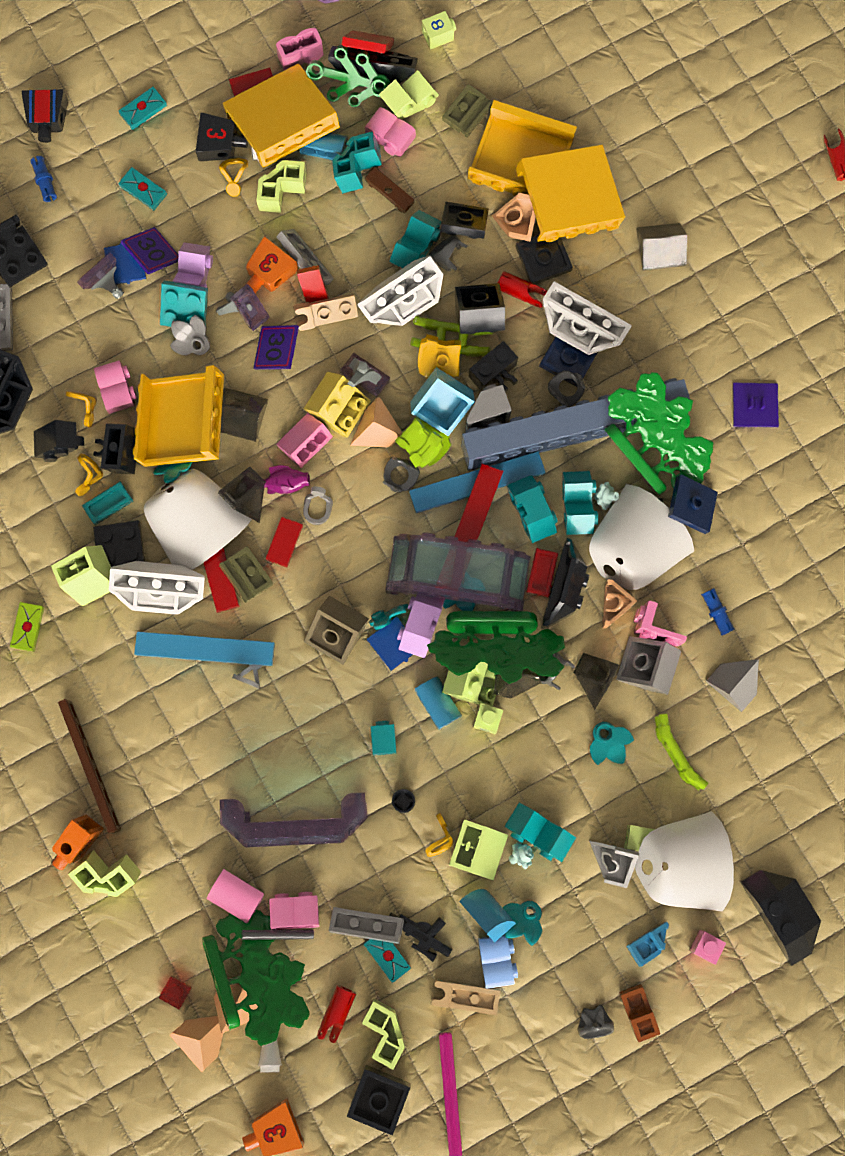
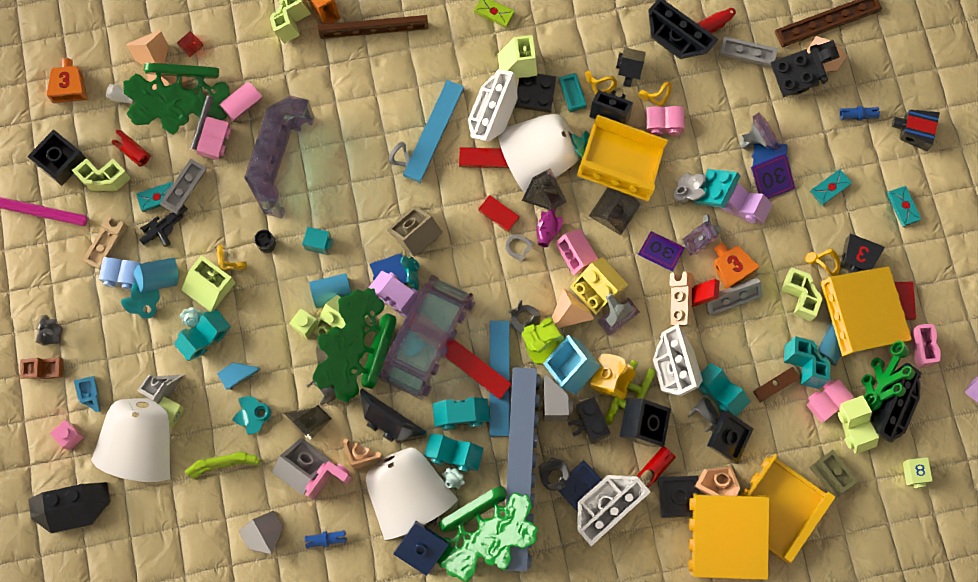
camera: 110 degrees right, 5 degrees down
(246, 574) = (481, 176): olive plate -> none
(368, 41) = (916, 402): red tile -> none
(542, 572) = (407, 406): red tile -> none
(570, 778) = (236, 373): none -> dark azure slope

